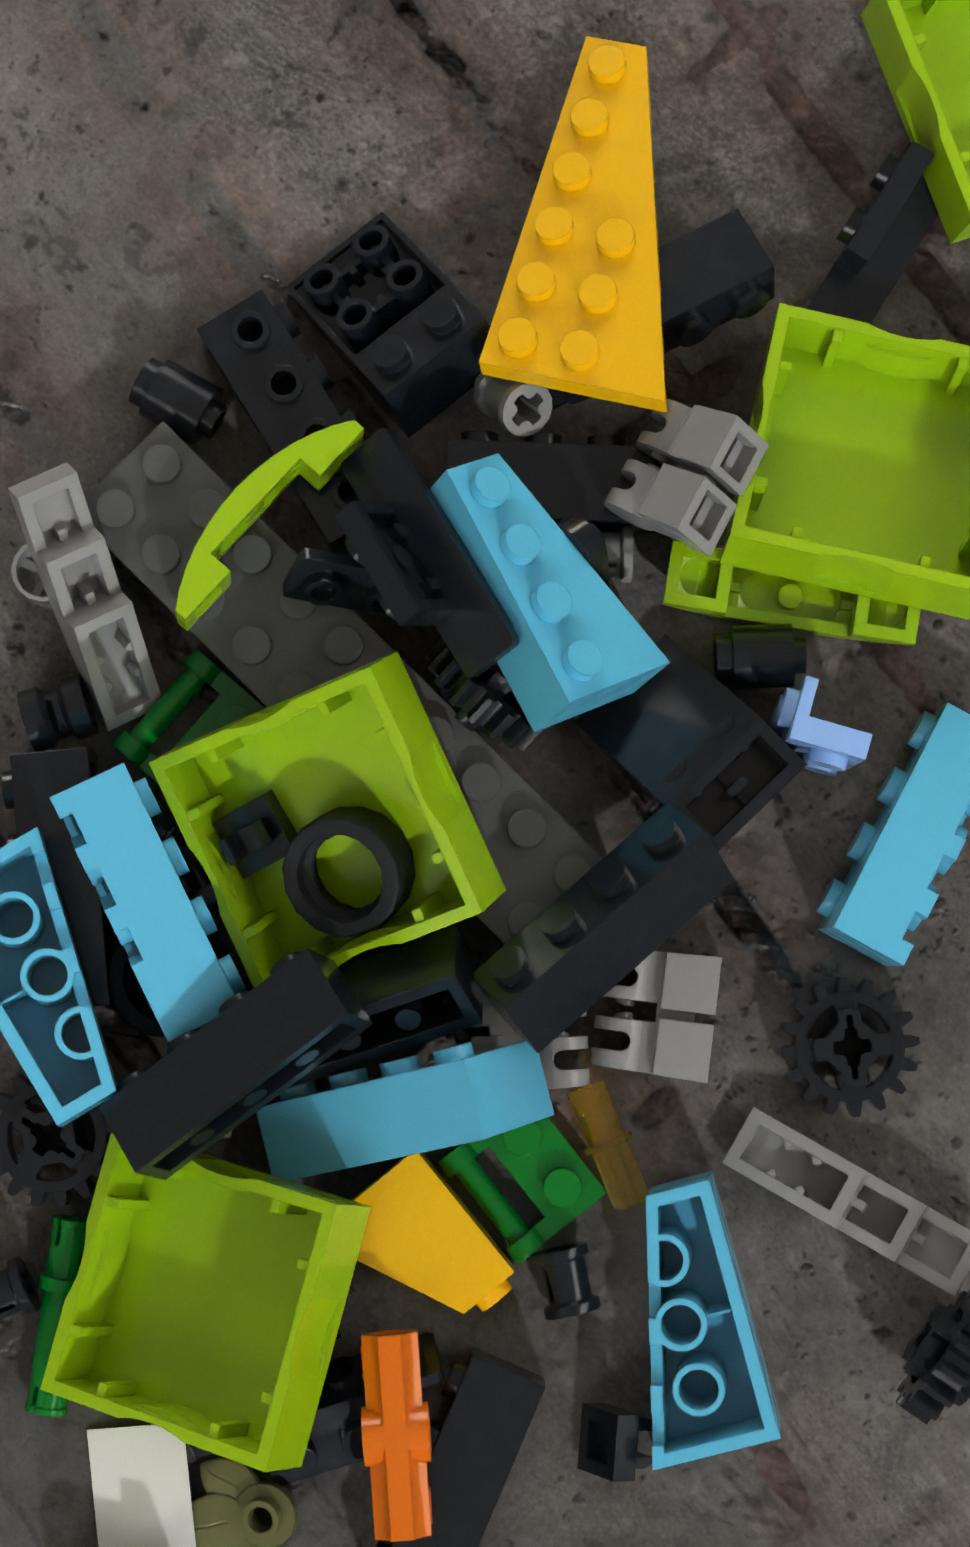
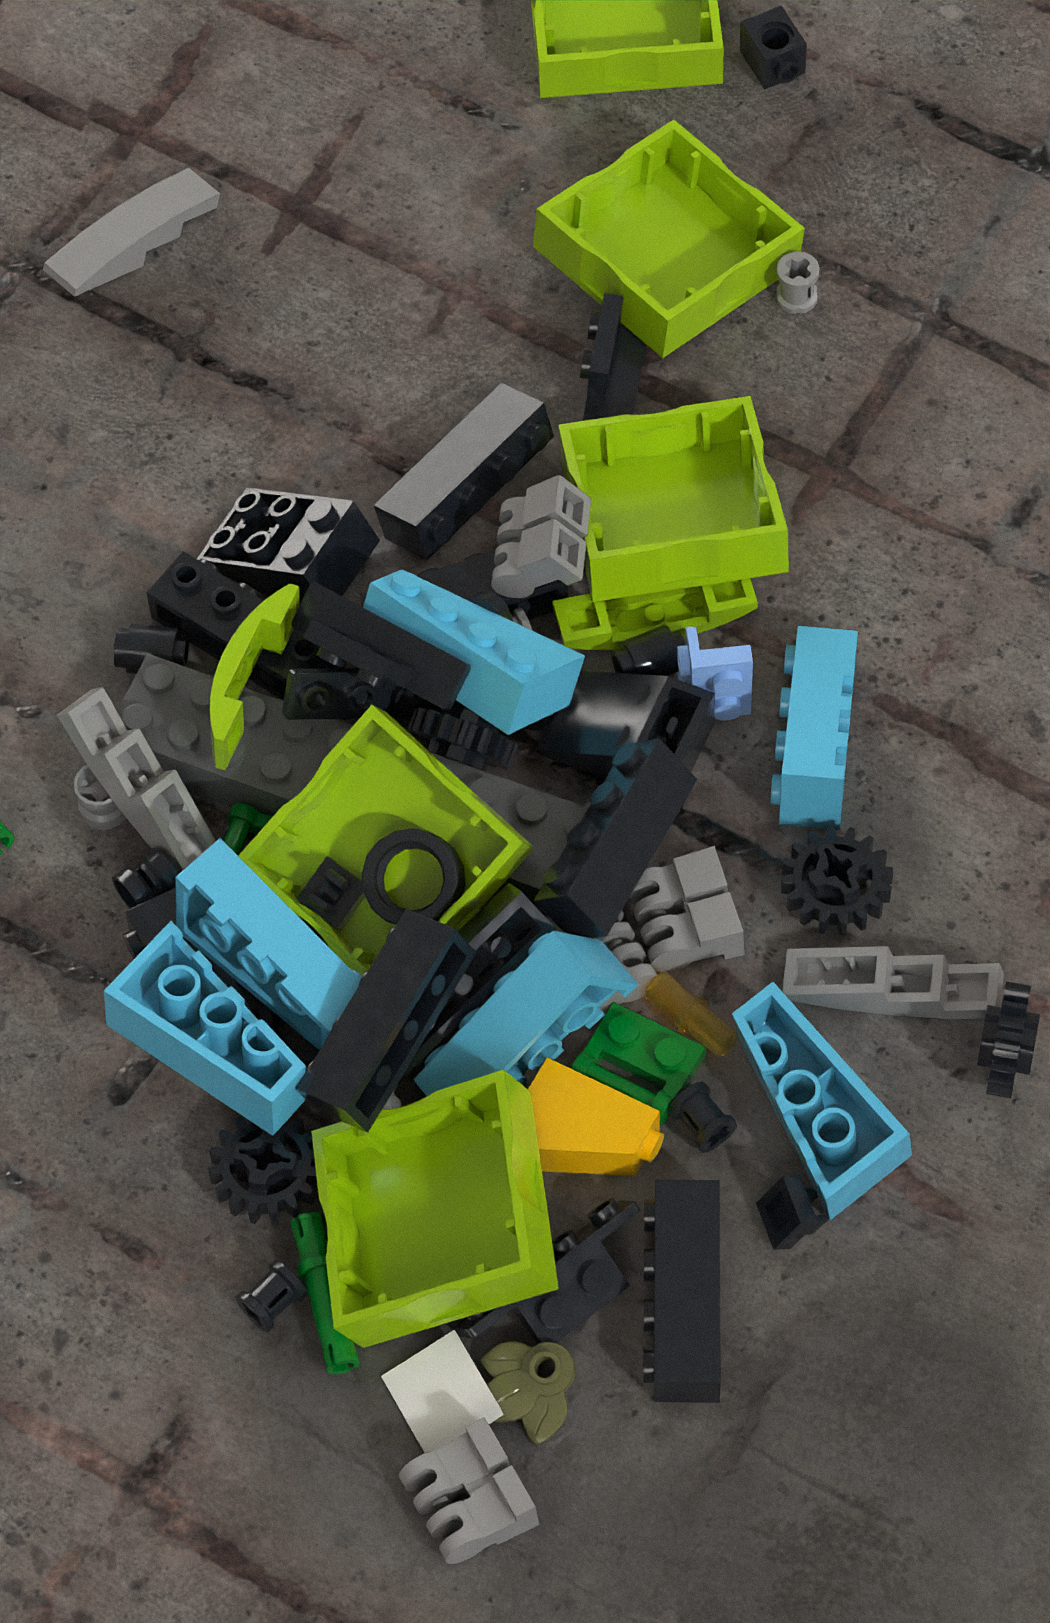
camera: 20 degrees left, 25 degrees down
(396, 1435) = (621, 1243): orange piece -> none
(520, 406) = (403, 552): light grey bush -> none
(586, 268) = (408, 443): yellow wing -> none

